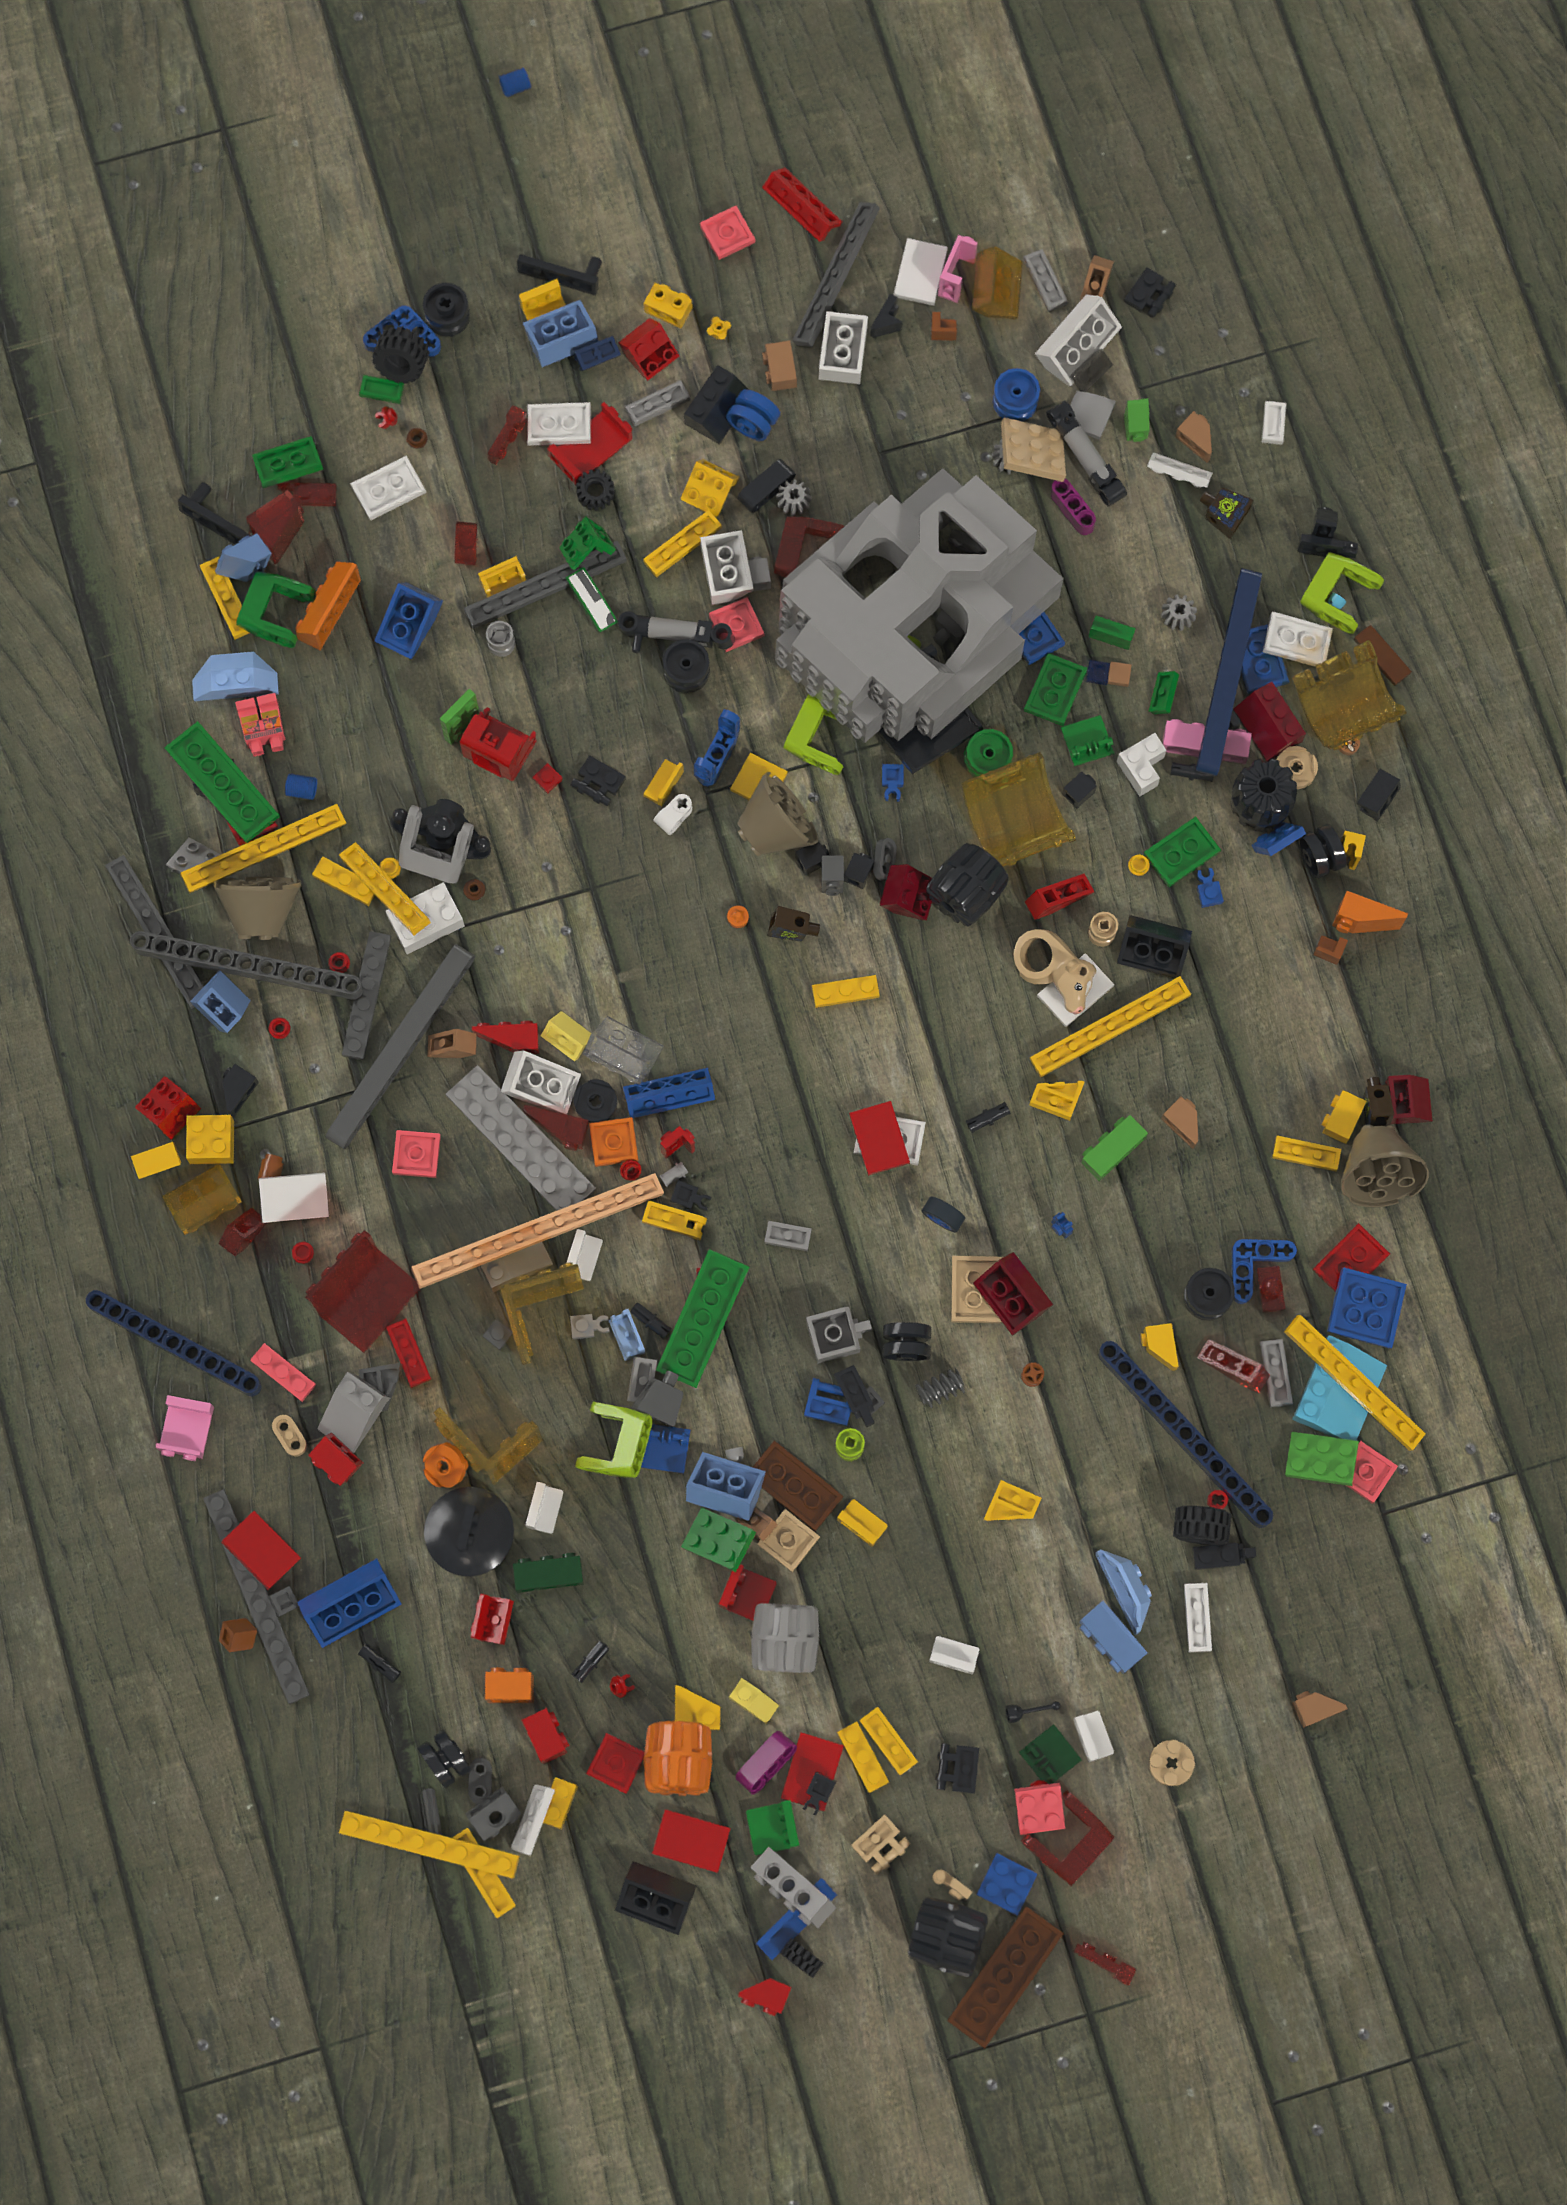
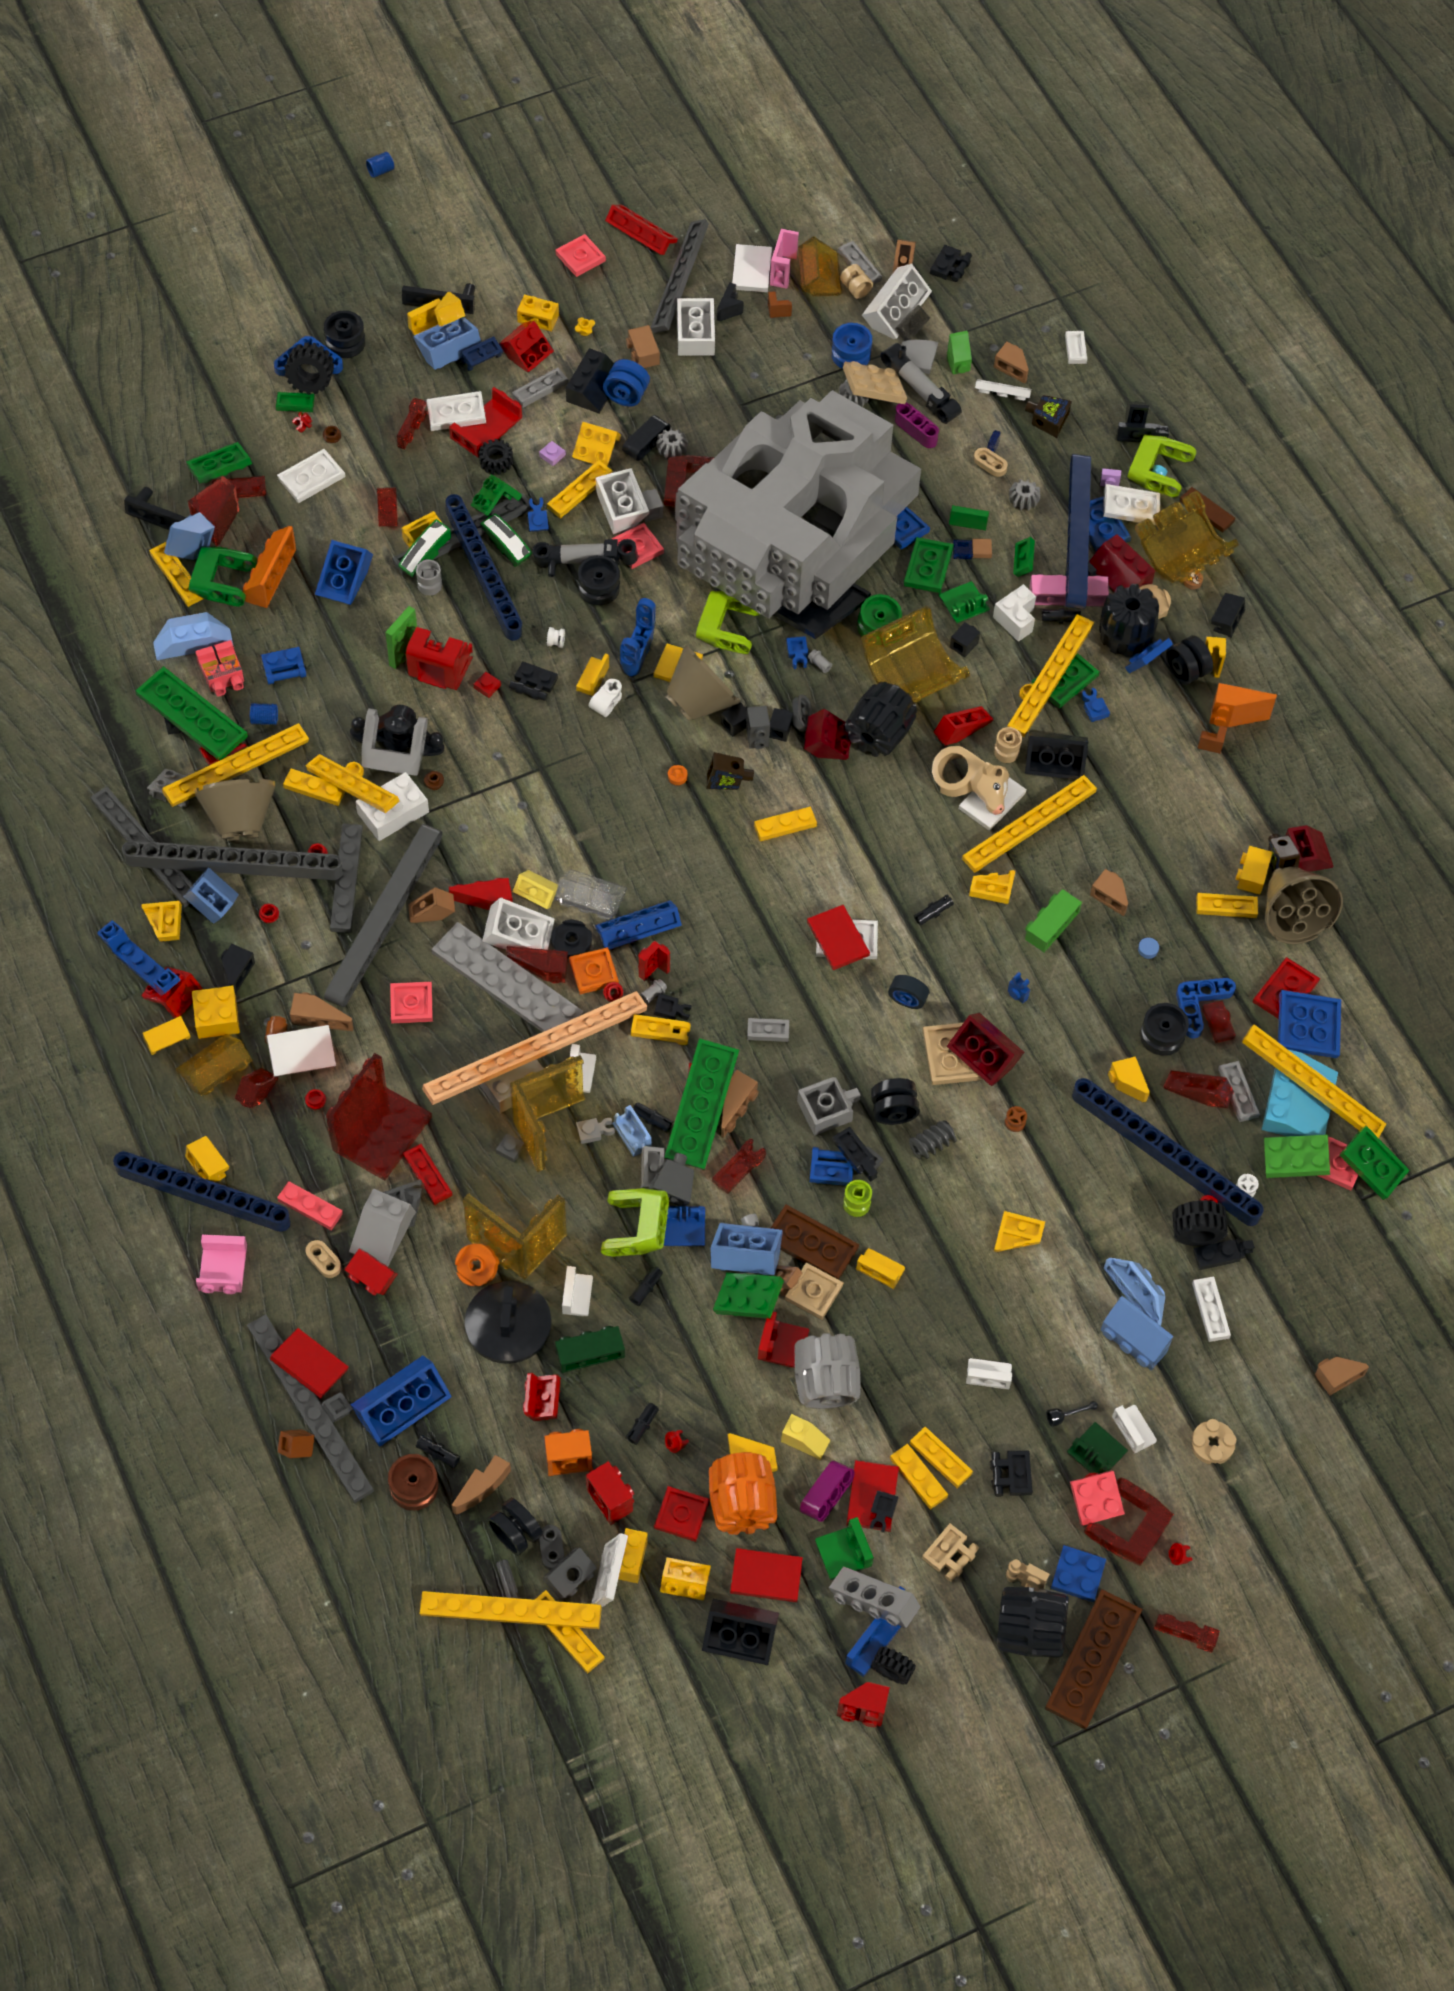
camera: 10 degrees left, 15 degrees down
(136, 1070) = (136, 959): none -> blue slope
(169, 1021) = (164, 919): none -> yellow wing
(182, 1309) = (206, 1160): none -> yellow hinge
(311, 1151) = (314, 1012): none -> medium nougat slope
(327, 721) = (282, 661): none -> blue plate
(336, 1691) = (413, 1482): none -> copper wheel
(418, 1706) = (481, 1485): none -> medium nougat slope
(500, 603) = (425, 547): none -> slope
(556, 625) = (486, 574): none -> dark blue beam
(566, 295) = (449, 309): none -> yellow slope
(608, 1833) = (685, 1578): none -> yellow bracket
(616, 1510) = (646, 1286): none -> black axle
(629, 730) = (554, 637): none -> white wheel
(630, 576) = (537, 519): none -> blue plate
(659, 491) = (552, 453): none -> lavender plate
(731, 1390) = (738, 1167): none -> clear red plate
(746, 1306) = (739, 1094): none -> medium nougat slope
(915, 795) = (819, 660): none -> light grey pin
(1036, 305) = (856, 281): none -> tan wheel
(1111, 1879) = (1178, 1554): none -> red plate
(1150, 564) = (992, 464): none -> tan plate
(1155, 541) = (994, 441): none -> clear blue tile
(1165, 850) = (1051, 674): none -> yellow plate
(1211, 1192) = (1148, 948): none -> medium blue tile
(1265, 1483) = (1248, 1181): none -> white wheel
(1279, 603) = (1110, 477): none -> lavender plate
(1402, 1479) = (1374, 1162): none -> green plate

